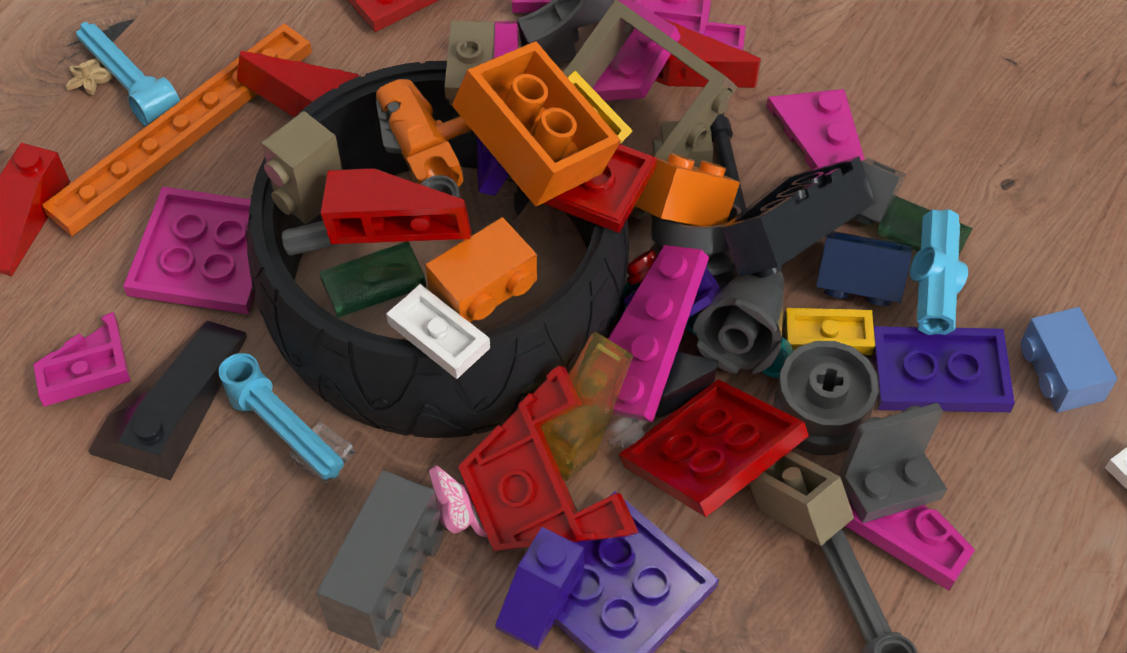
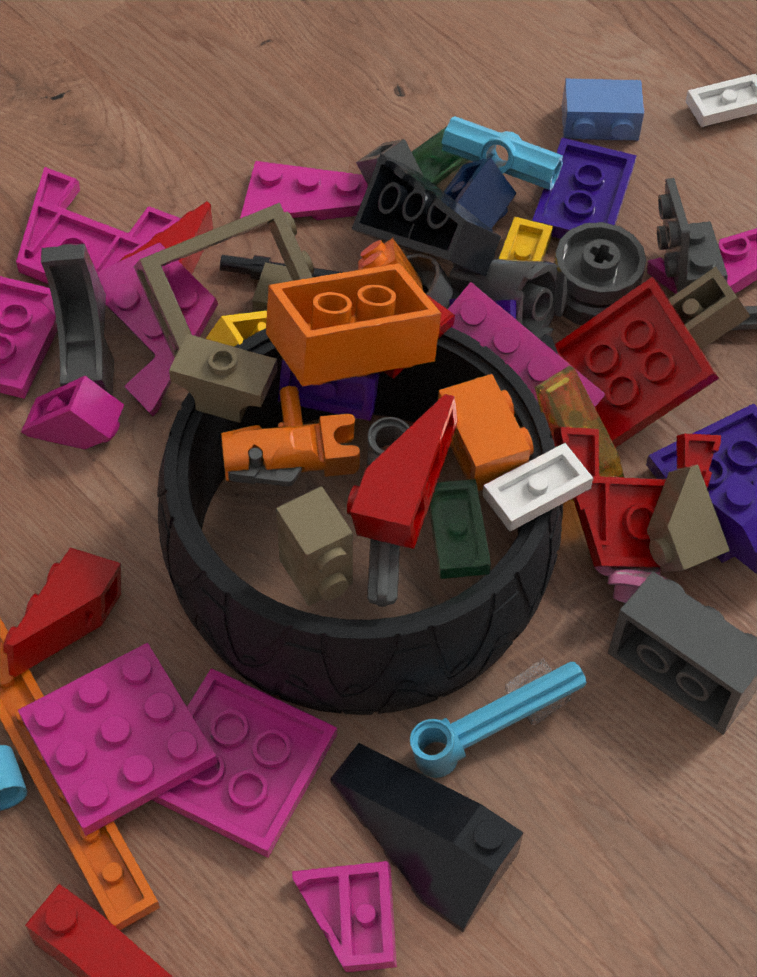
camera: 75 degrees left, 0 degrees up
(194, 158) = (117, 738): none -> dark pink plate
(508, 523) = (685, 523): none -> dark tan slope

